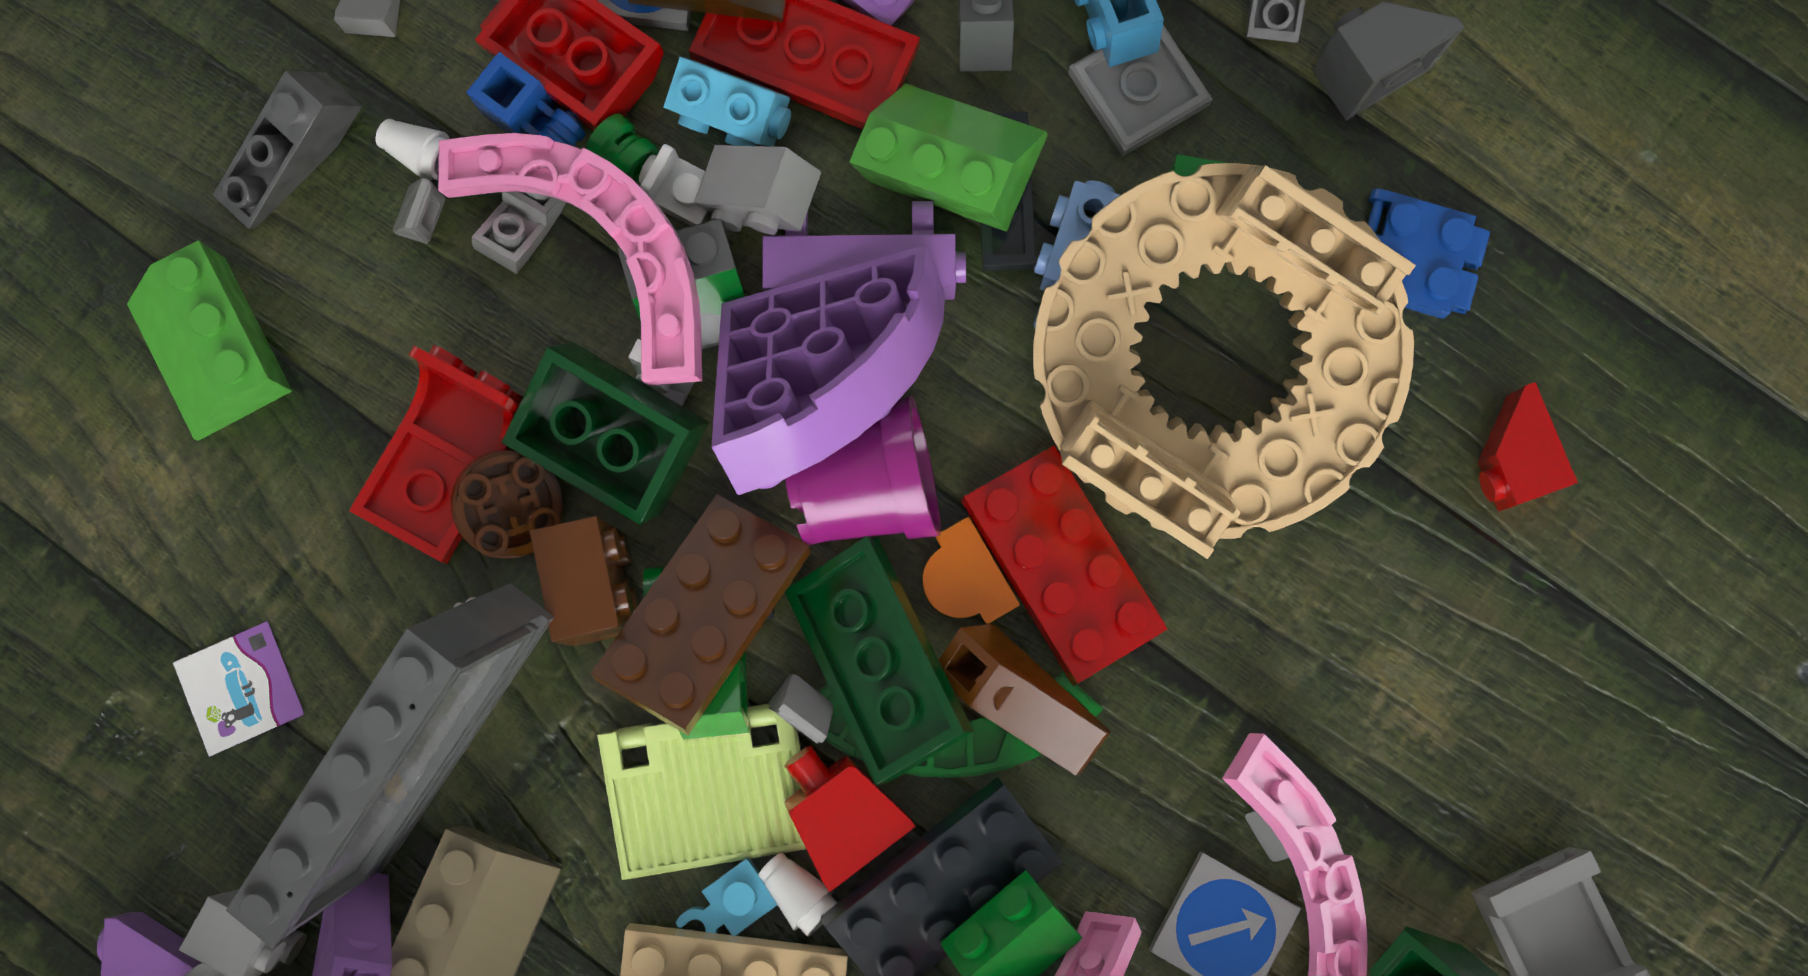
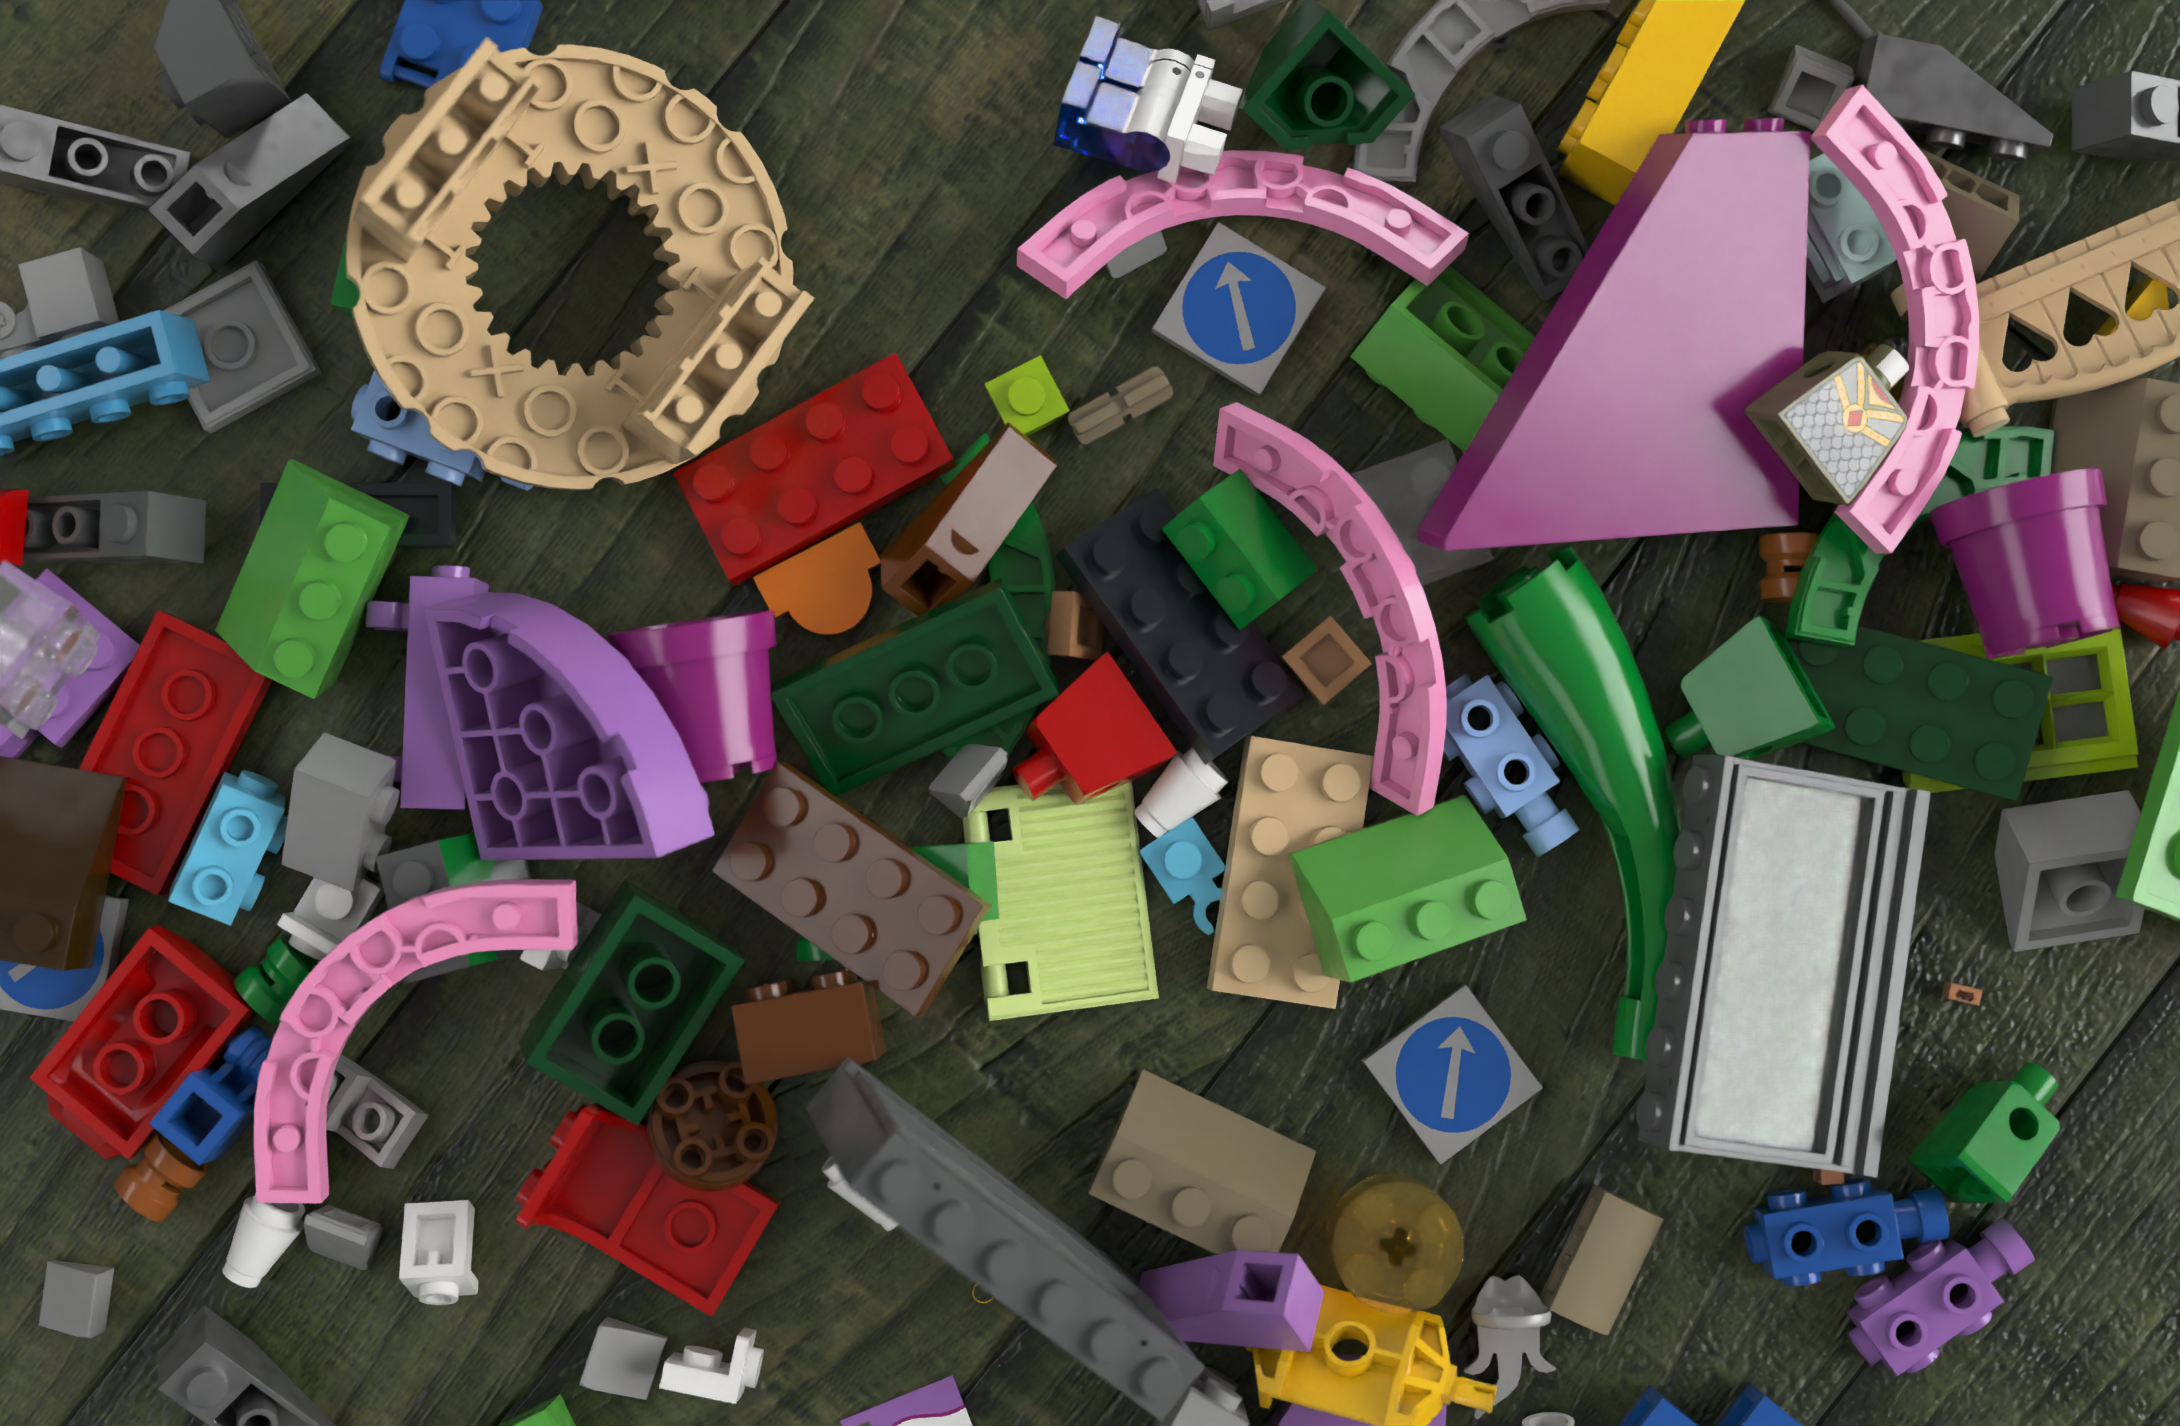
camera: 90 degrees left, 5 degrees up
(300, 508) = (704, 1375): none -> white bracket
(317, 440) = (623, 1359): none -> light grey slope
(405, 286) = (438, 1251): none -> white bracket
(457, 61) = (158, 1179): none -> dark orange wheel
(936, 794) = (1073, 628): none -> medium nougat plate
(1126, 815) = (1107, 413): none -> dark tan piece
(1135, 745) = (1028, 397): none -> lime plate
(1277, 88) = (249, 181): none -> flat silver slope
(1399, 838) = (1145, 106): none -> hips

